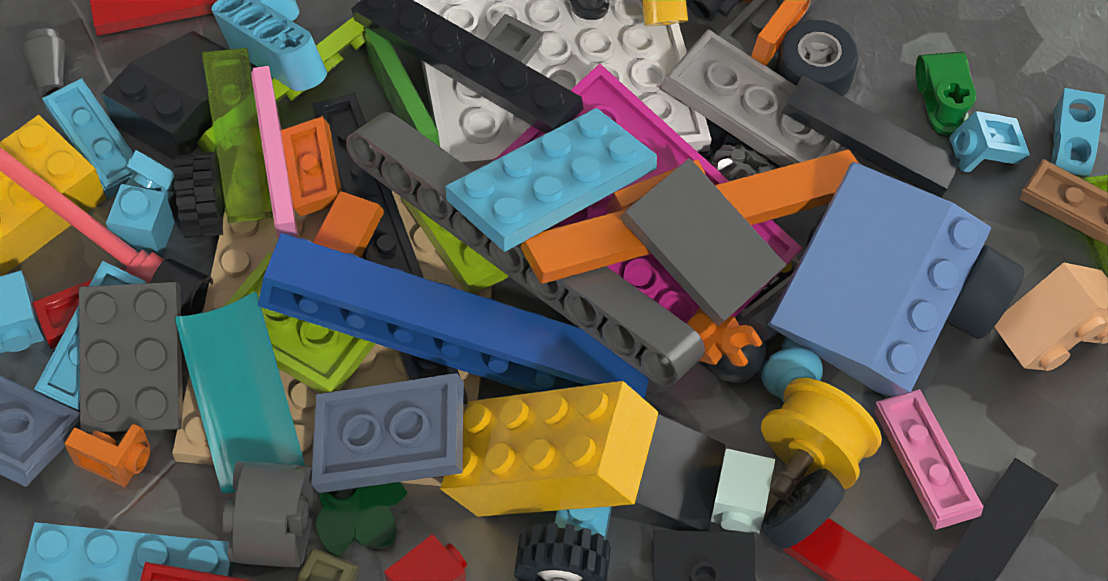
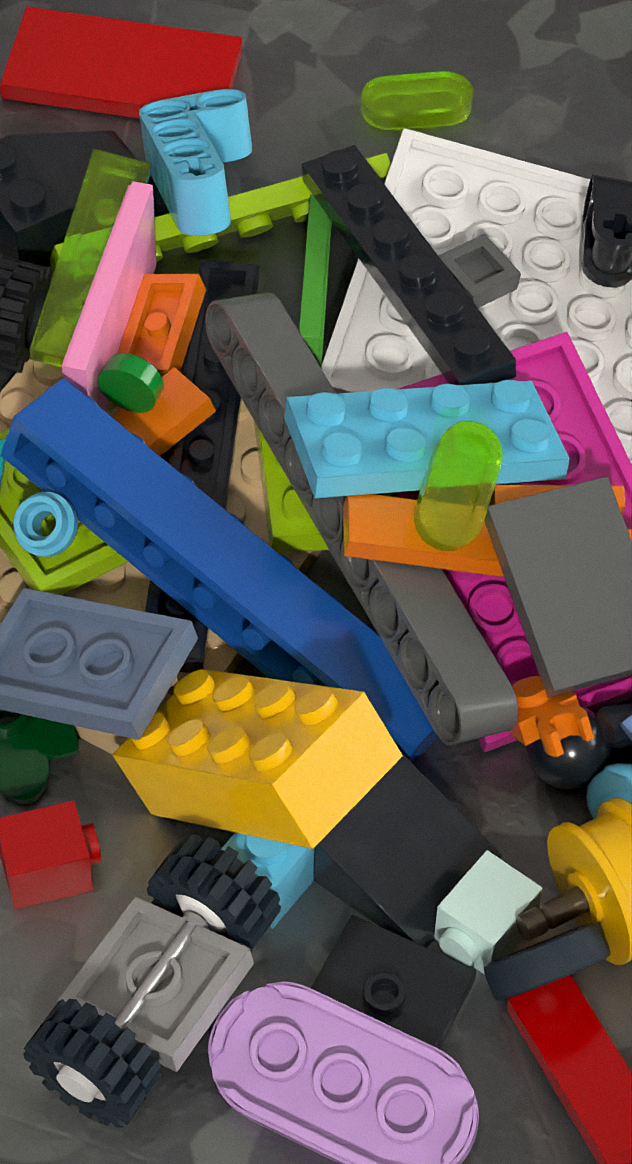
camera: 25 degrees right, 5 degrees down
(300, 349) = (29, 519): none -> medium azure plate
(320, 215) = (130, 382): none -> green tile
(598, 204) = (458, 486): none -> clear neon green tile

